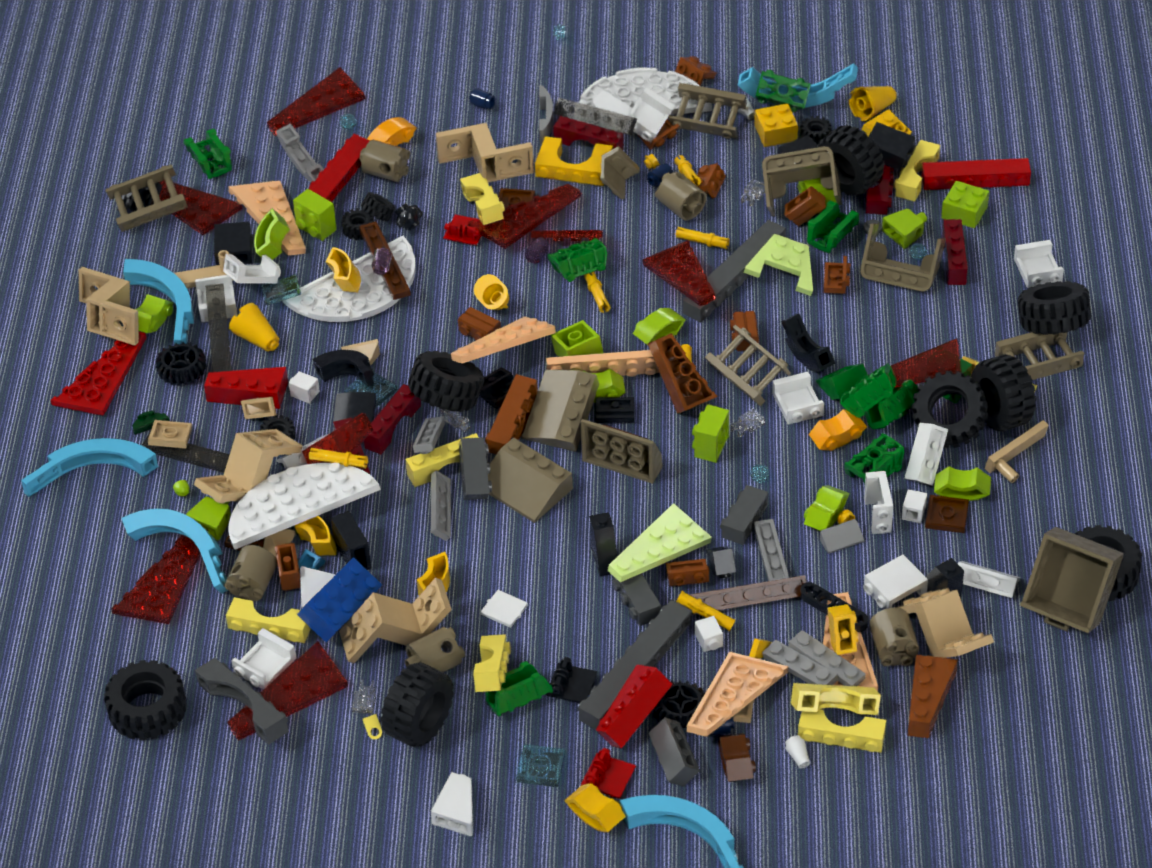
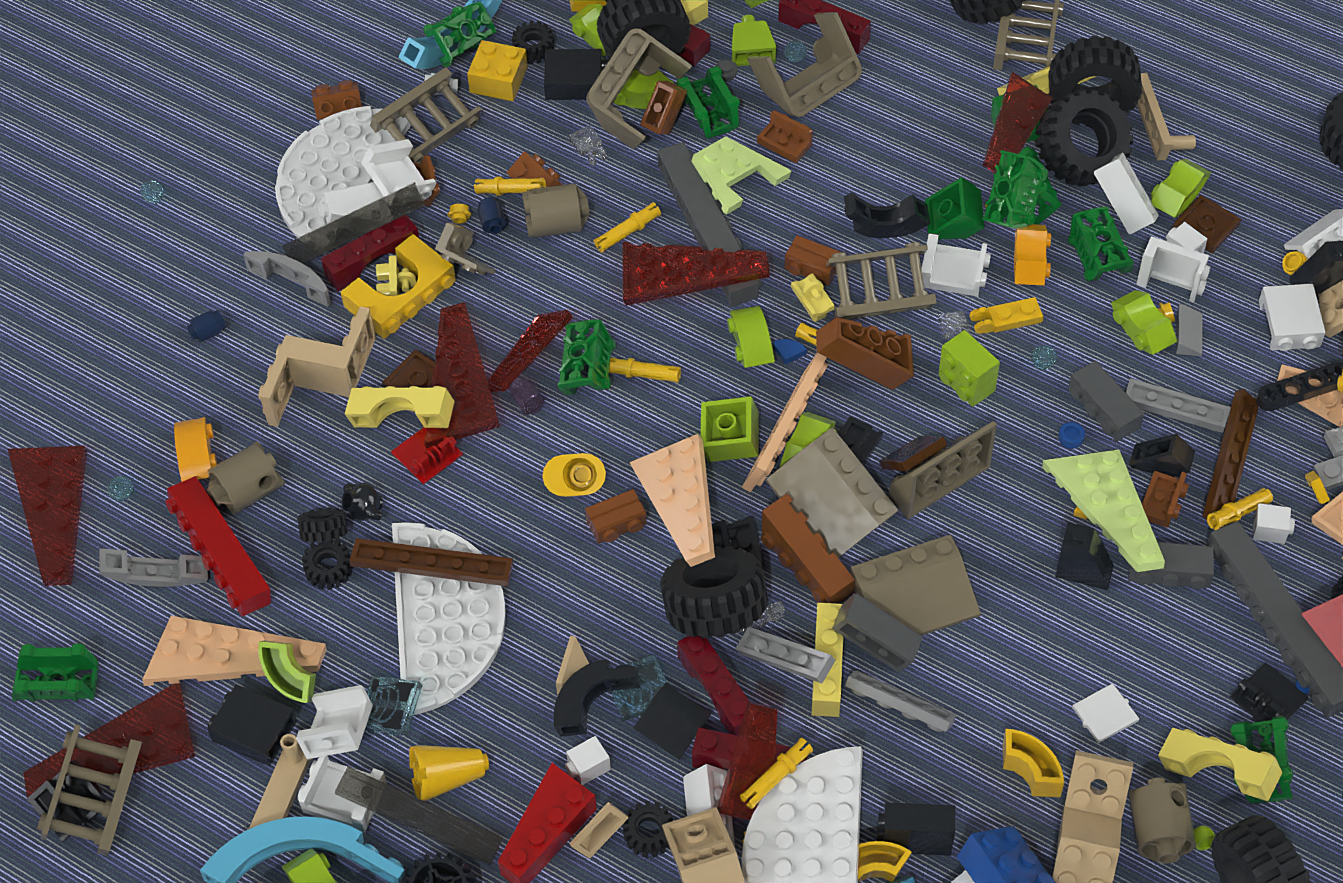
camera: 60 degrees left, 10 degrees up
(314, 214) = (283, 602): lime brick -> none
(345, 271) = (424, 610): yellow brick -> none
(381, 261) = (445, 563): clear purple brick -> none
(579, 154) = (390, 272): none -> light yellow hips
(707, 511) = (1071, 435): none -> blue tile
(713, 341) = (813, 297): none -> light yellow hips
(780, 442) = (1007, 316): none -> yellow hinge

